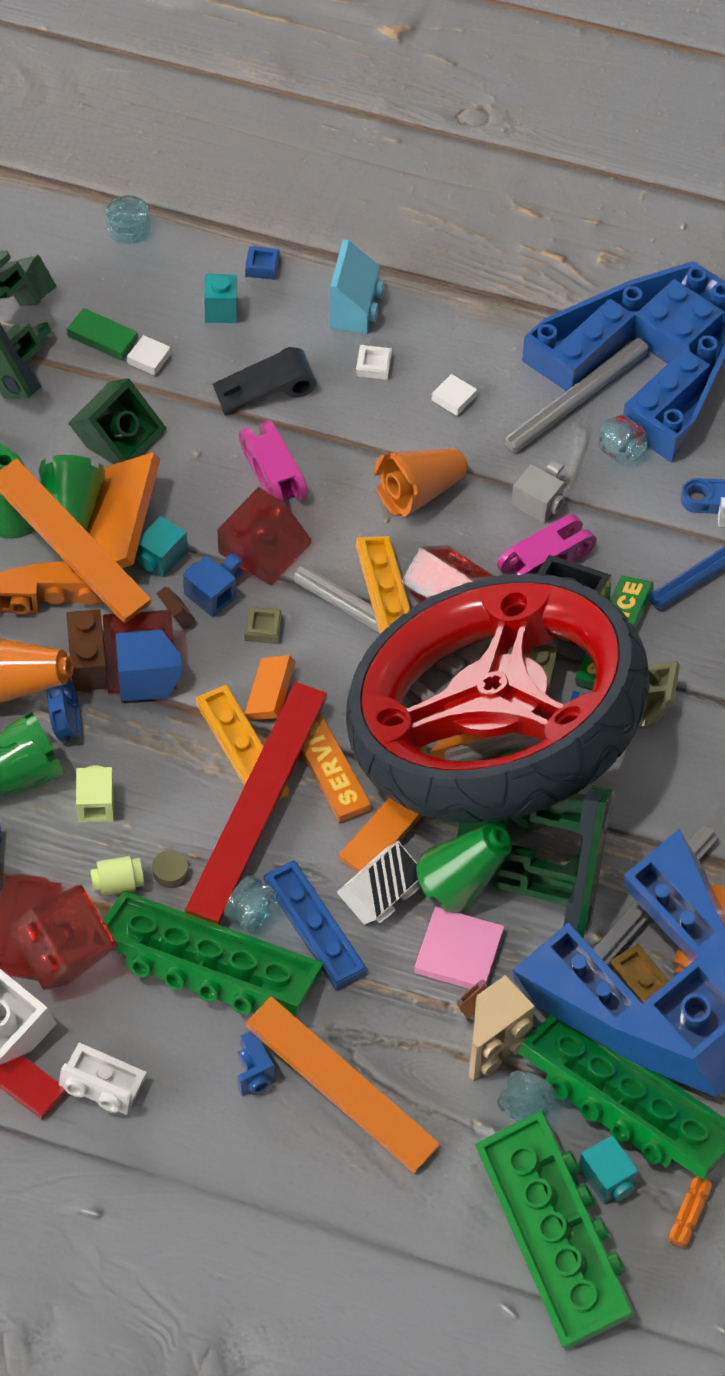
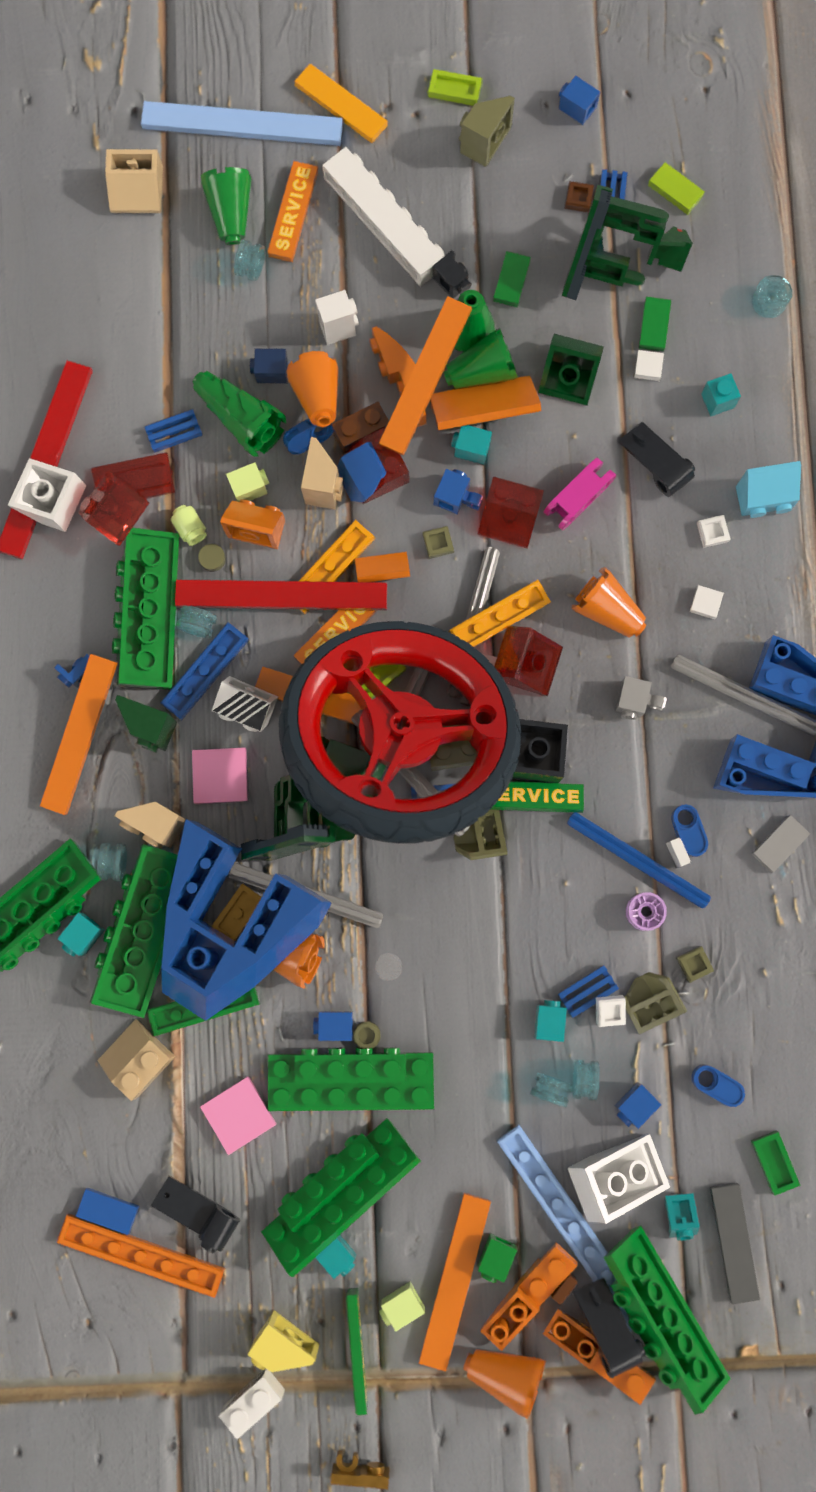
camera: 75 degrees right, 25 degrees up
(101, 1079) = (30, 577): white bracket -> none
(129, 703) = (321, 479): none -> tan slope
(154, 799) = (253, 523): none -> orange slope
(177, 606) = (423, 475): reddish brown tile -> none
(262, 262) = (776, 412): blue tile -> none
(361, 996) = (146, 724): none -> dark green slope
(463, 866) = (262, 753): green cone -> none
(467, 1002) = (177, 800): reddish brown tile -> none
(558, 539) = (581, 722): dark pink piece -> none
(622, 439) = (711, 743): clear light blue head -> none
(689, 1212) = (69, 999): orange axle -> none

